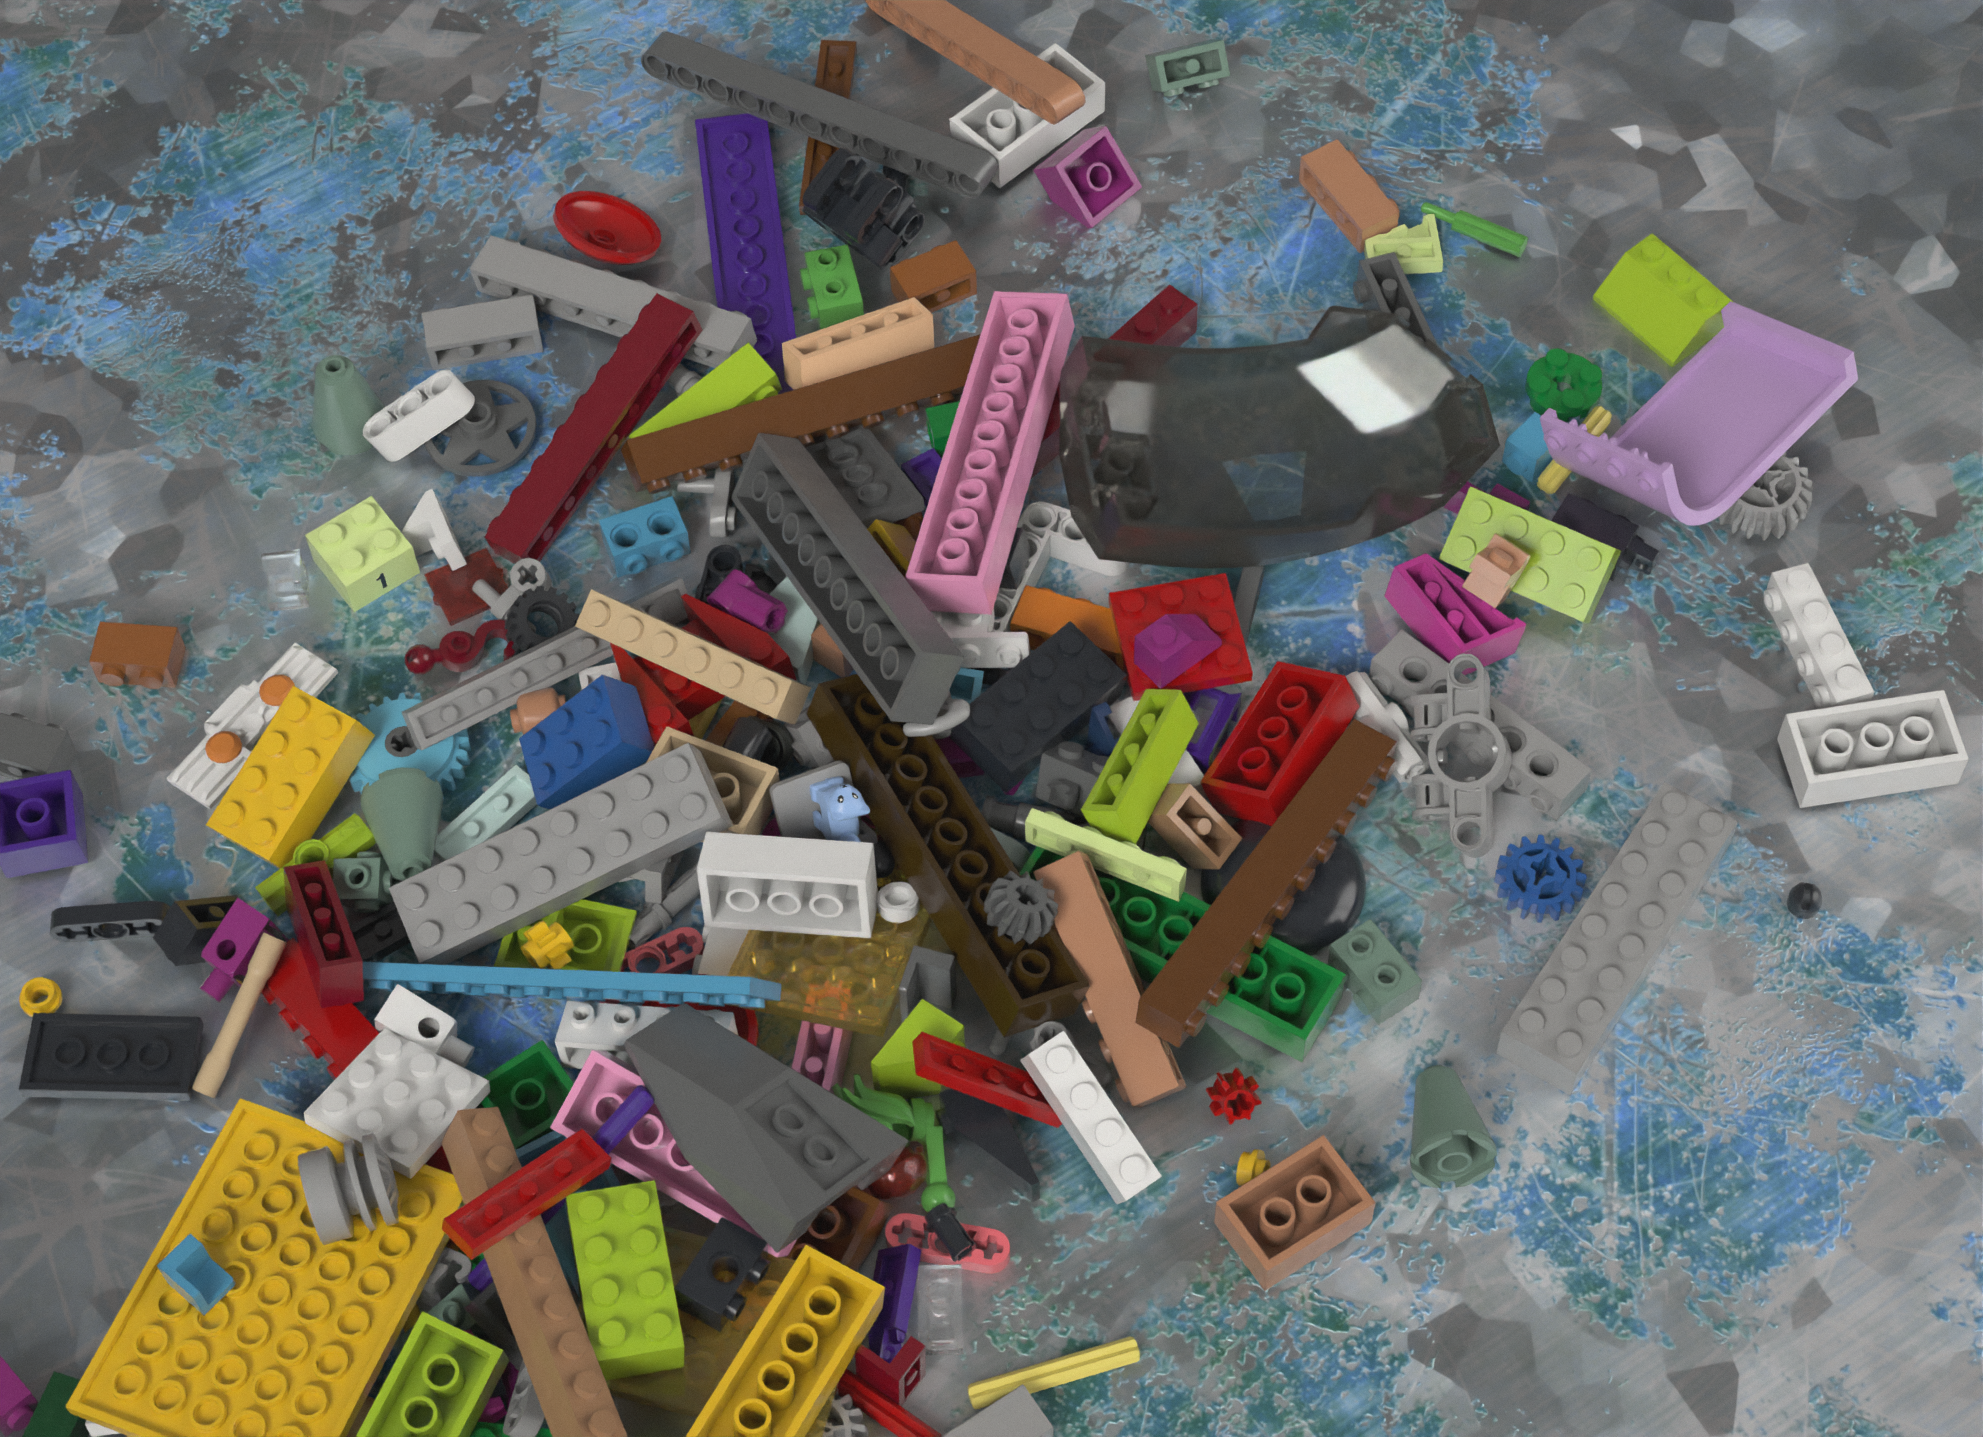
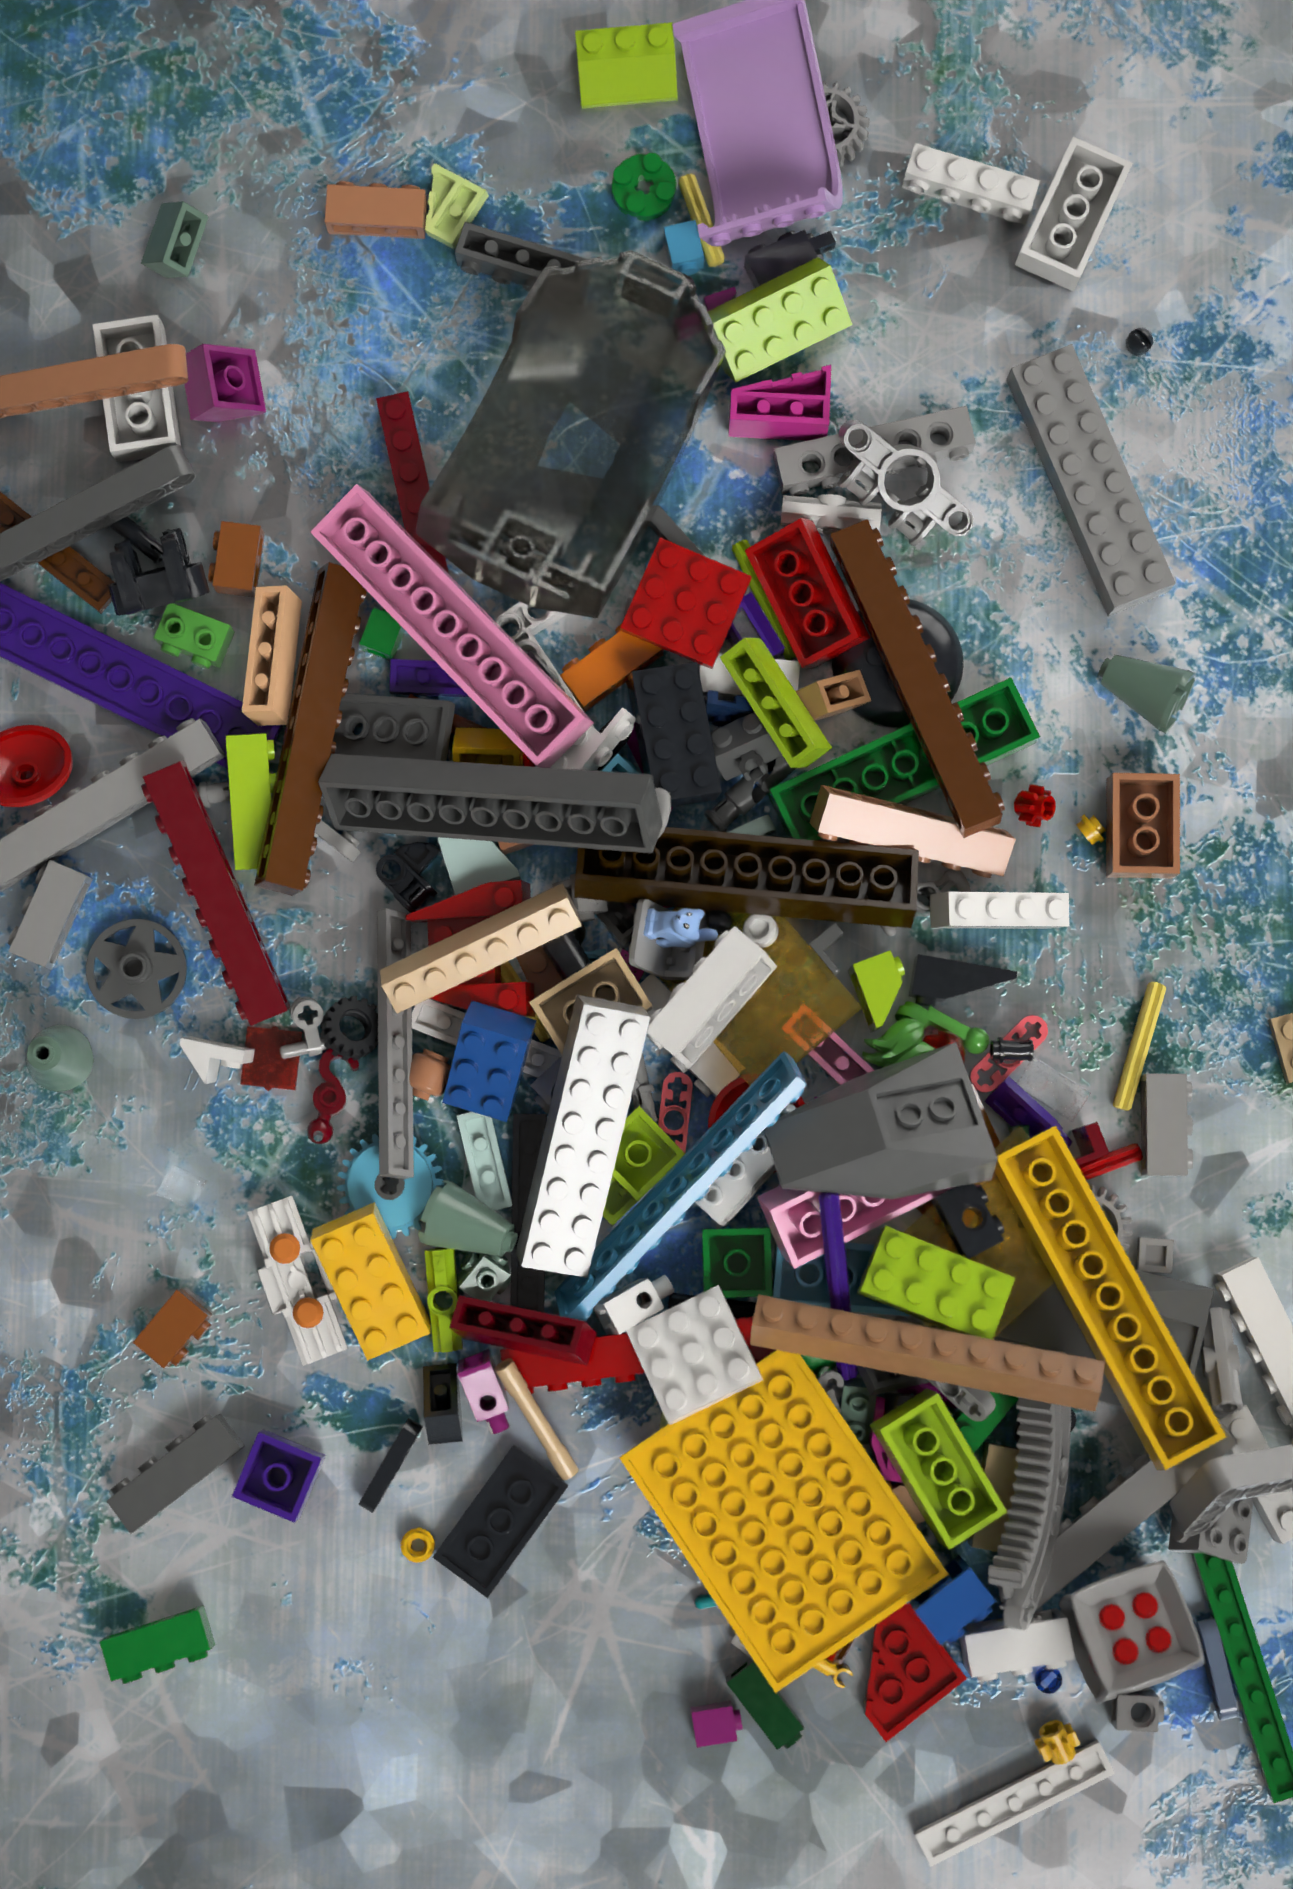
camera: 60 degrees left, 25 degrees up
(195, 1275) = (745, 1559): dark azure panel -> none
(348, 1188) = (759, 1428): light grey wheel -> none
(362, 553) = (197, 1119): yellowish green brick -> none
(418, 415) = (96, 1020): white beam -> none
(526, 1194) = (855, 1318): red plate -> none
(547, 946) = (639, 1185): yellow gear -> none
(642, 530) = (315, 908): dark azure brick -> none
(745, 601) = (441, 880): magenta piece -> none
(981, 1077) = (930, 964): red plate -> none
(1020, 907) = (844, 859): dark grey gear -> none
(1107, 855) = (812, 777): yellowish green plate -> none
(1173, 646) = (706, 615): magenta slope -> none
(1374, 972) = (1007, 654): sand green brick -> none
(1480, 229) = (470, 141): bright green axle -> none
(1496, 570) = (790, 357): nougat brick -> none
(1526, 864) = (1019, 509): blue gear -> none

